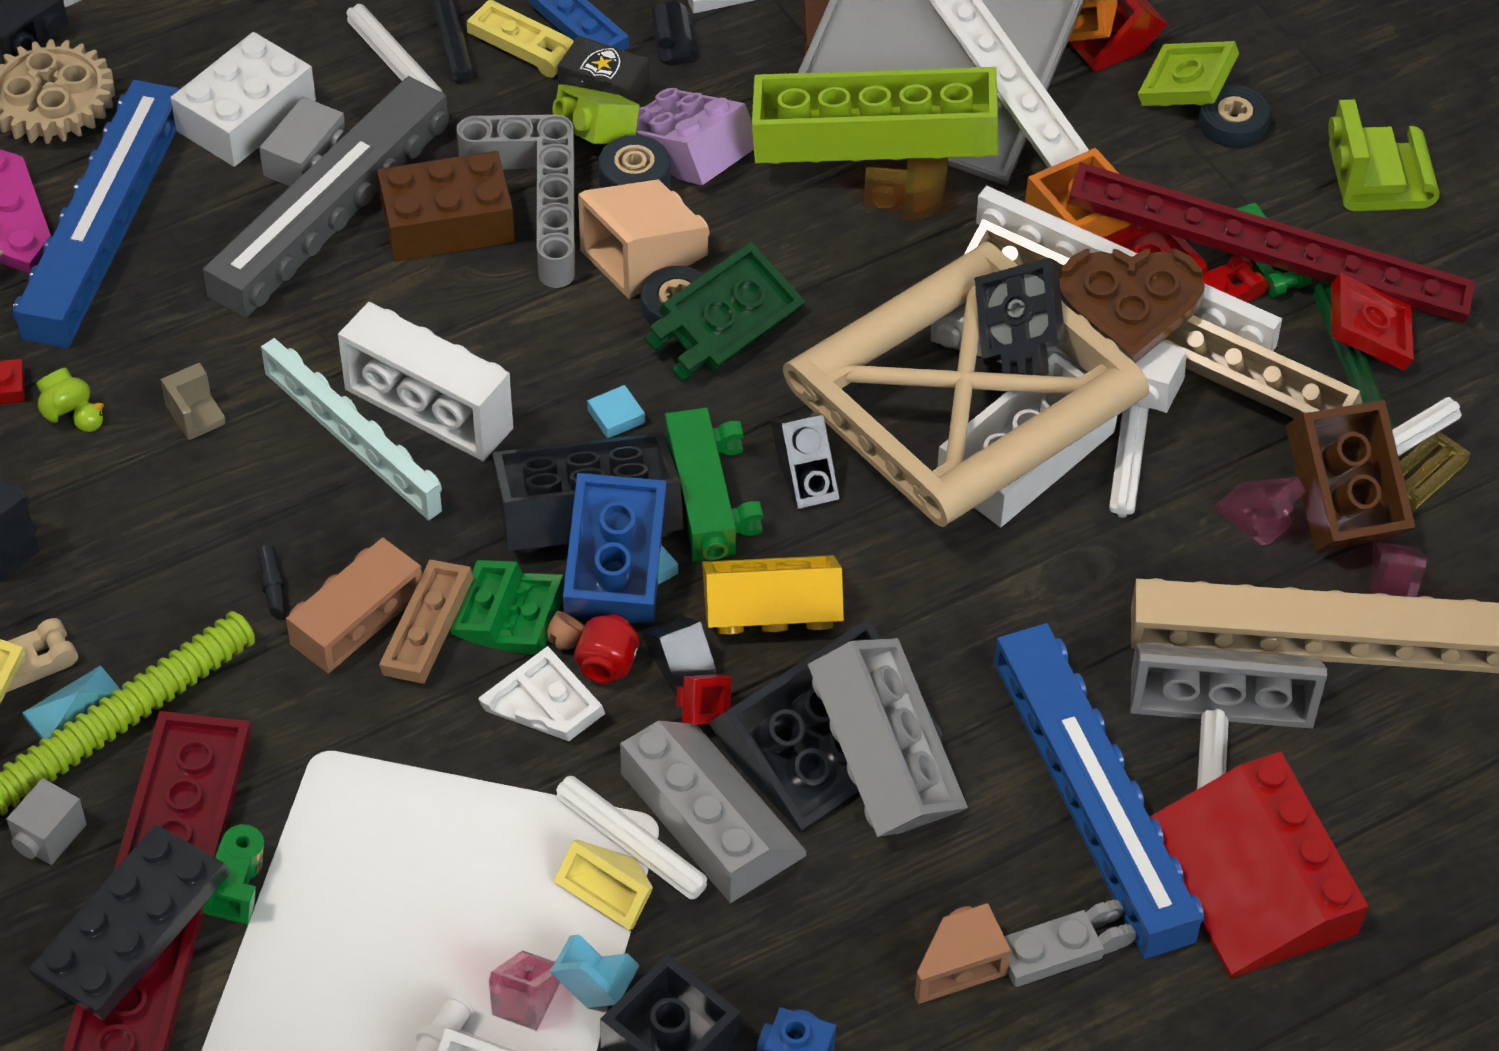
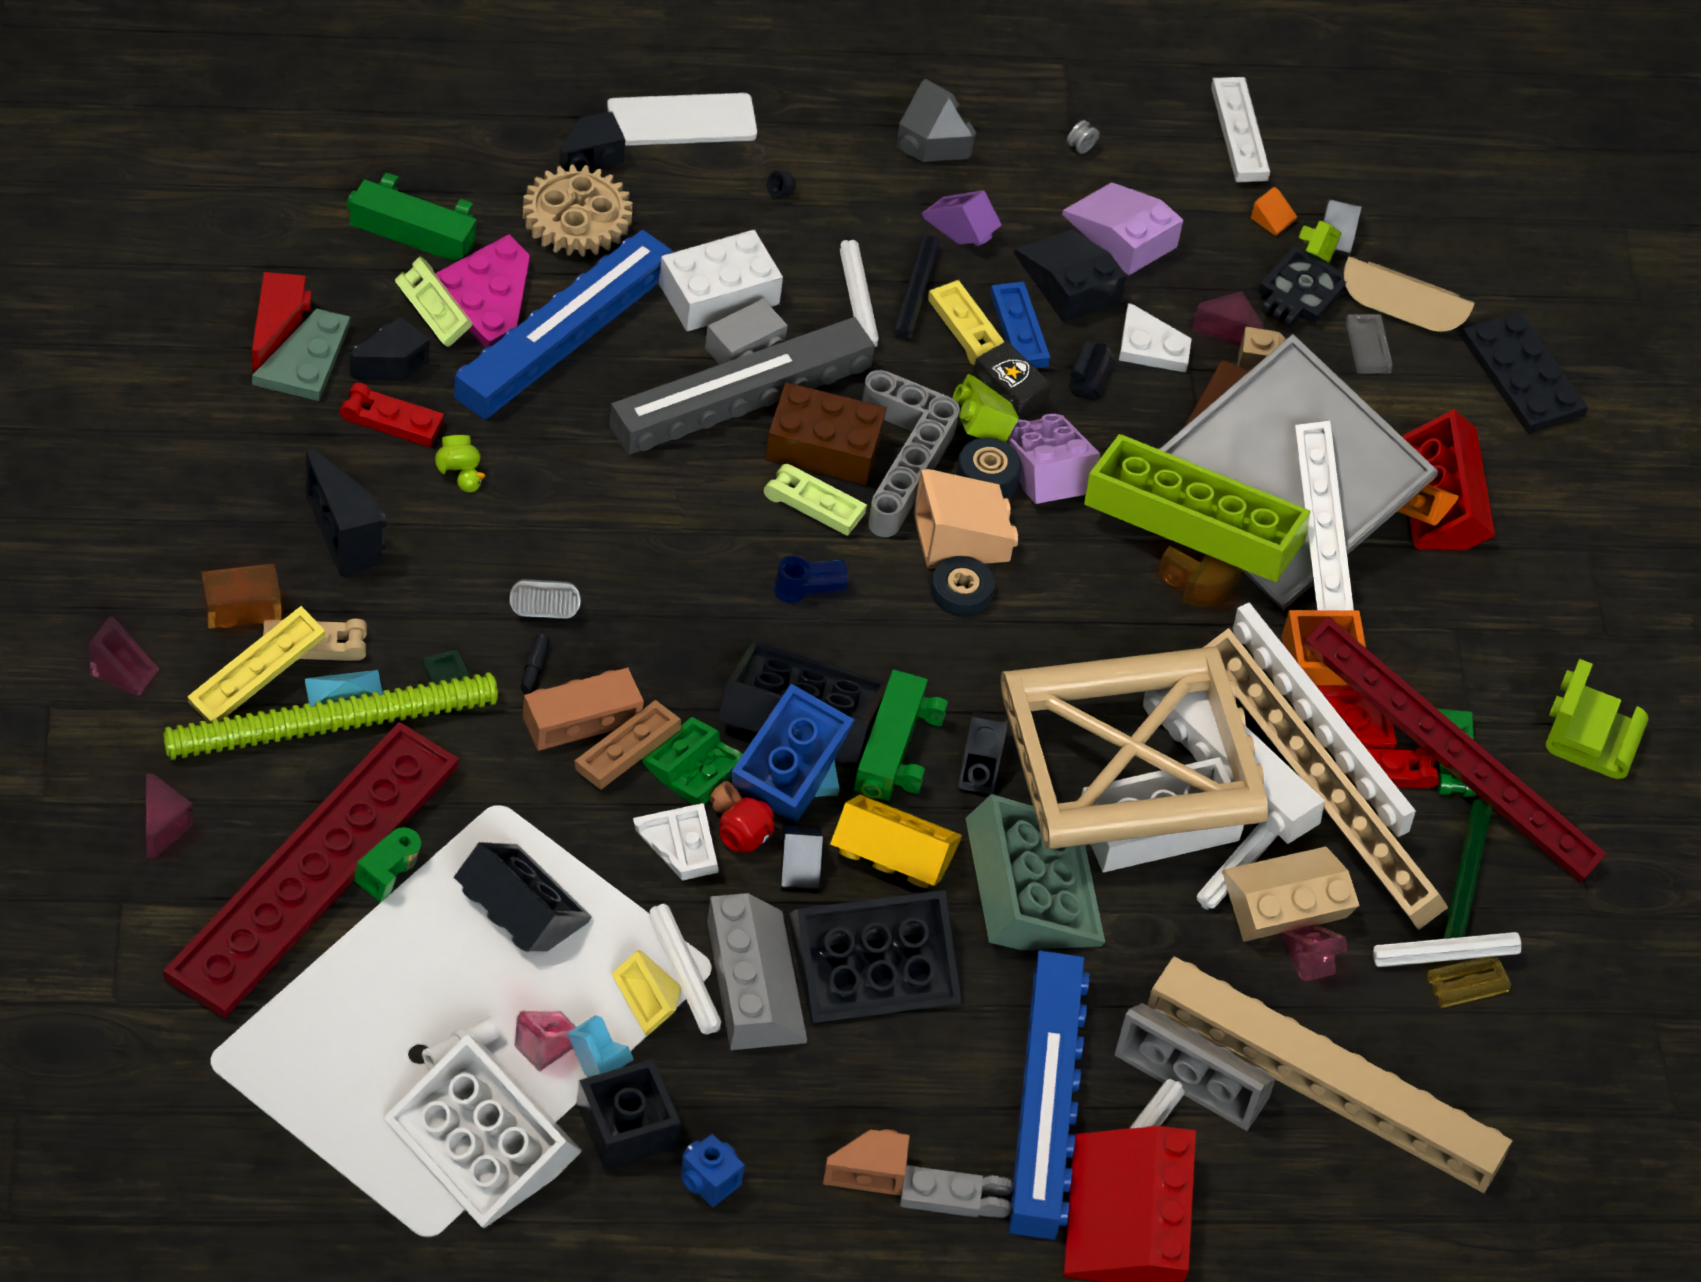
camera: 20 degrees right, 0 degrees up
(46, 822) = (278, 764): light grey brick -> none
(129, 922) = (295, 859): black plate -> none
(174, 629) = (444, 667): none -> clear green tile
(190, 401) = (550, 502): dark tan panel -> none
(245, 505) = (545, 598): none -> light grey piece
(360, 436) = (653, 567): light aqua plate -> none
(405, 843) = (520, 896): none -> black slope
(426, 380) = (728, 564): white brick -> none
(472, 277) = (815, 499): none -> yellowish green plate
(523, 353) = (799, 577): none -> clear blue piece
(616, 411) = (863, 651): medium azure tile -> none
(704, 697) = (796, 893): red tile -> none
(725, 311) = (991, 611): dark green tile -> none
(886, 735) = (910, 982): light grey slope -> none
(942, 580) = (1027, 891): none -> sand green slope
(1020, 316) = (1202, 716): black piece -> none
(1134, 297) = (1302, 742): reddish brown plate -> none
(1188, 73) = (1484, 583): lime plate -> none
(1203, 459) = (1290, 893): none -> tan slope
(1238, 131) = (1503, 620): black bush -> none
(1350, 475) = (1390, 955): reddish brown brick -> none
(1372, 321) = (1497, 847): red plate -> none
(1396, 569) = (1388, 1044): clear pink slope -> none

